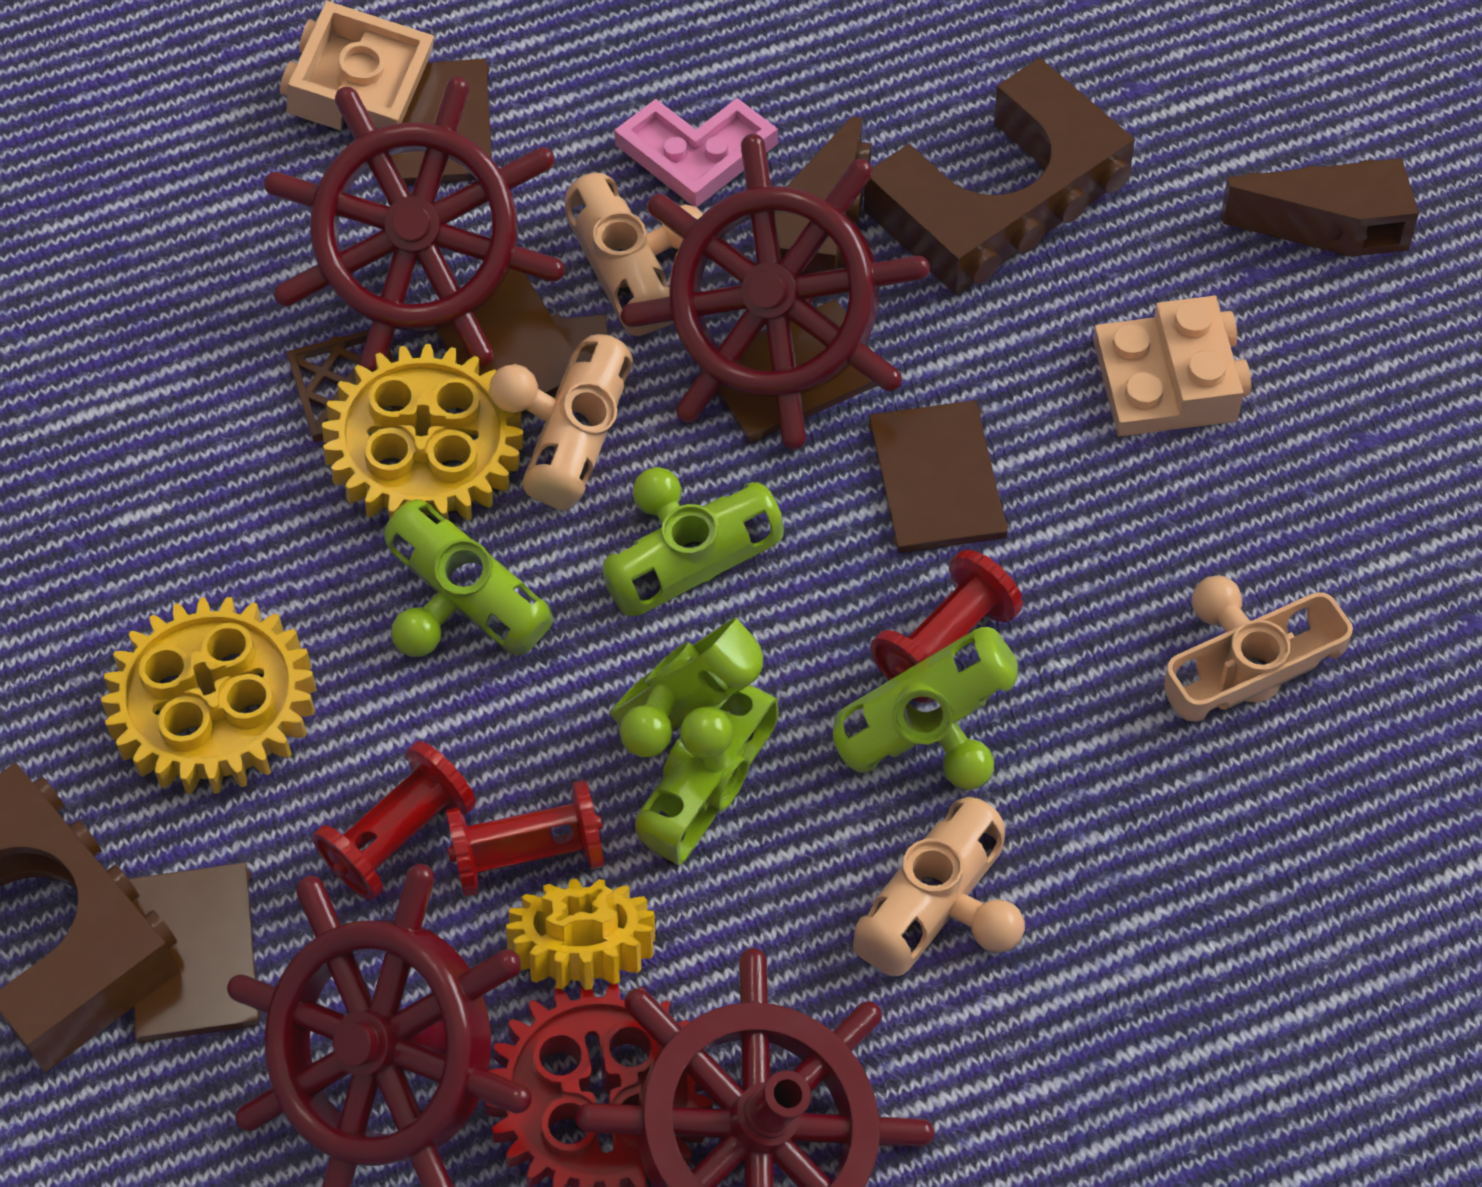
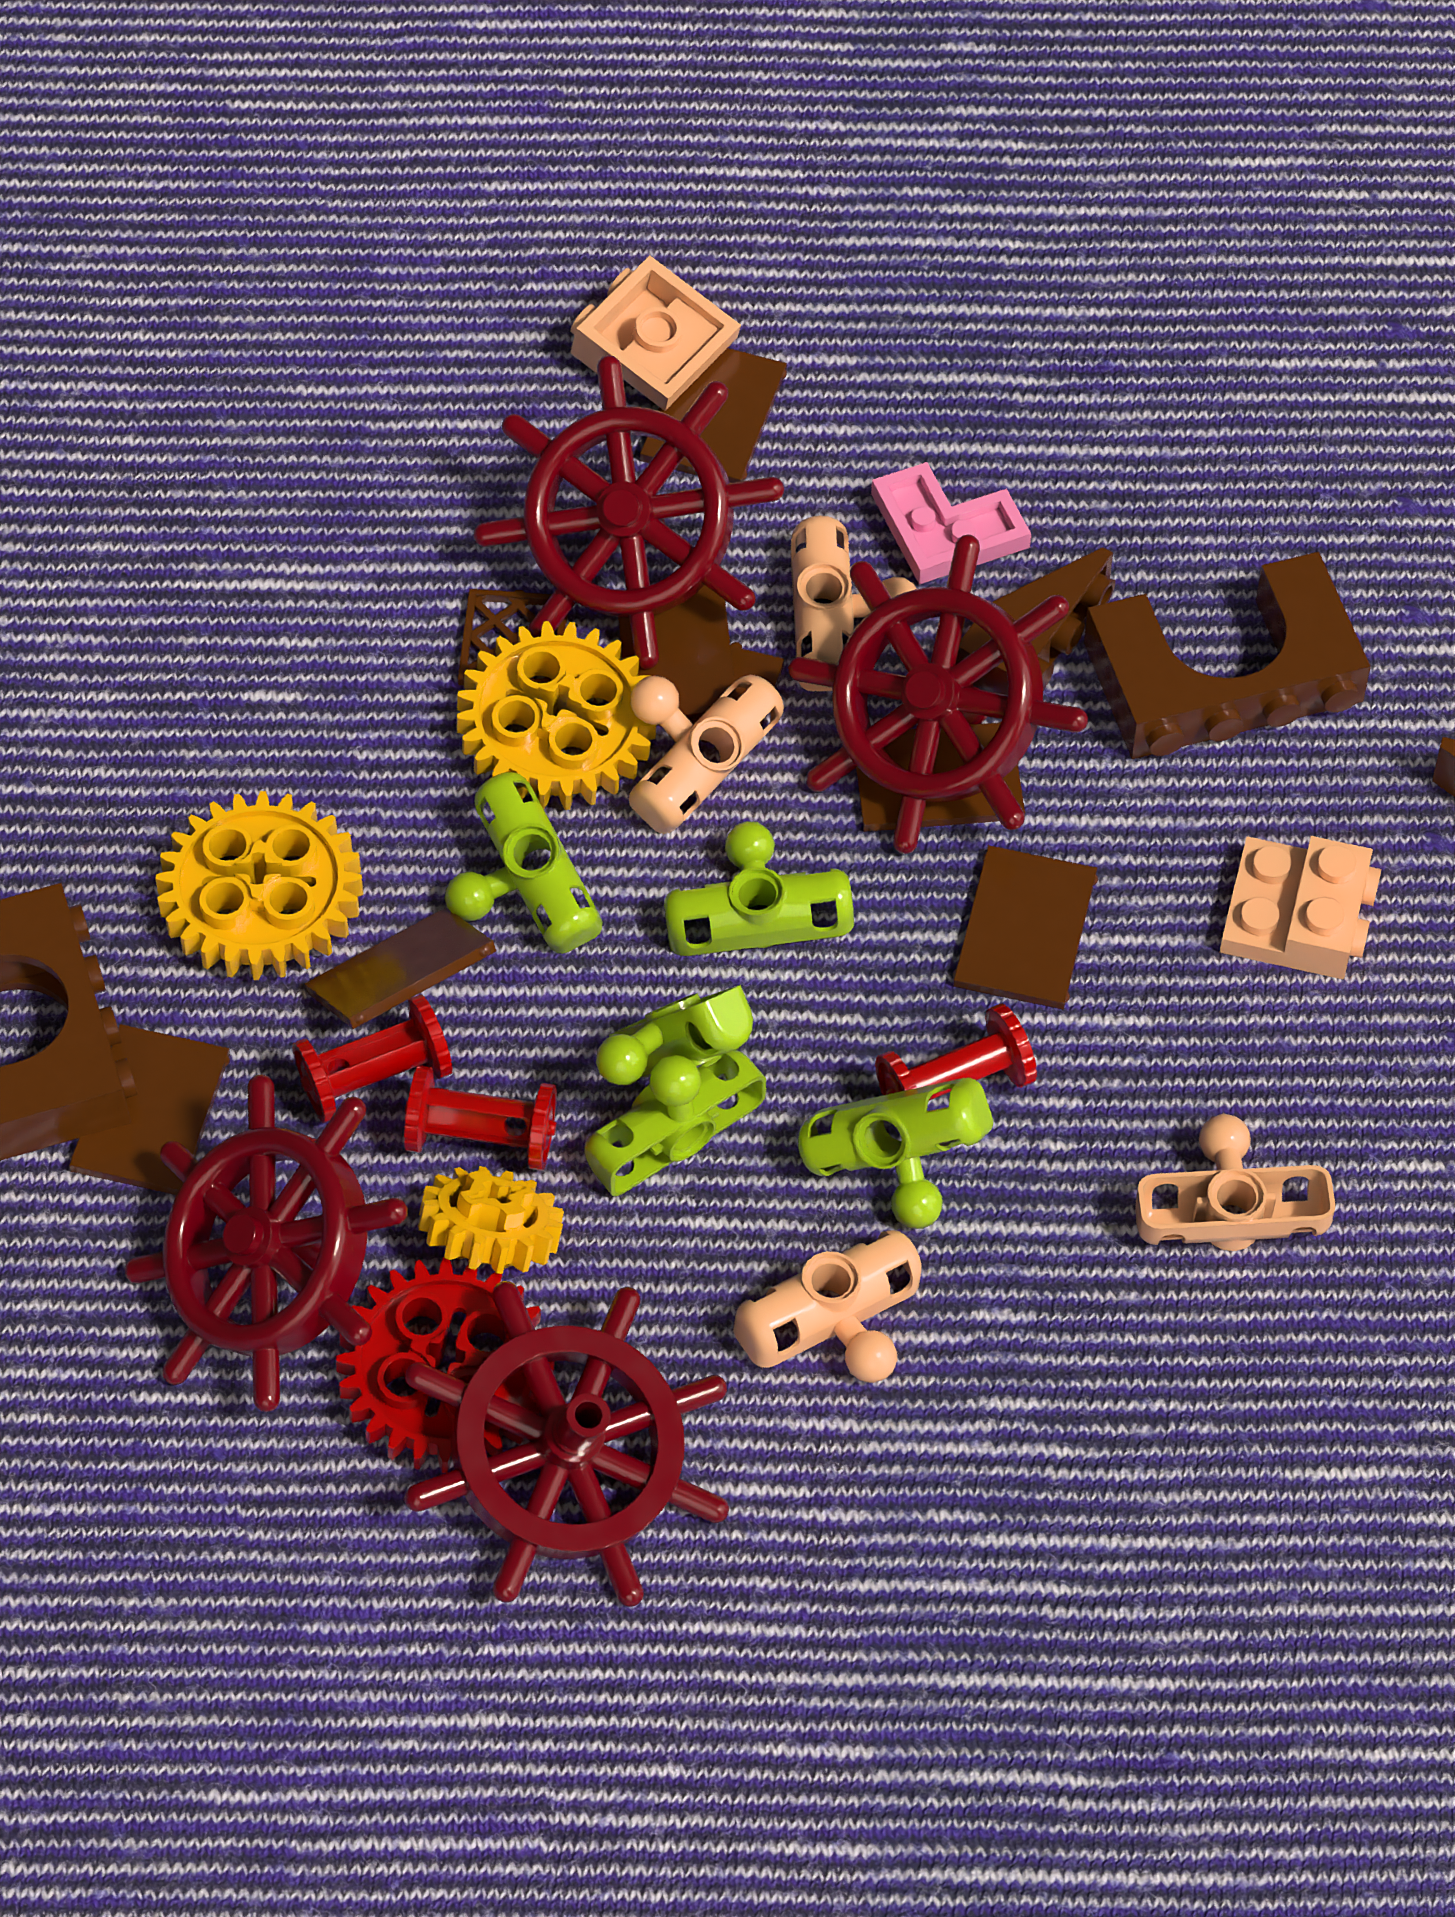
camera: 20 degrees right, 0 degrees up
(381, 724) = (400, 967): none -> reddish brown piece

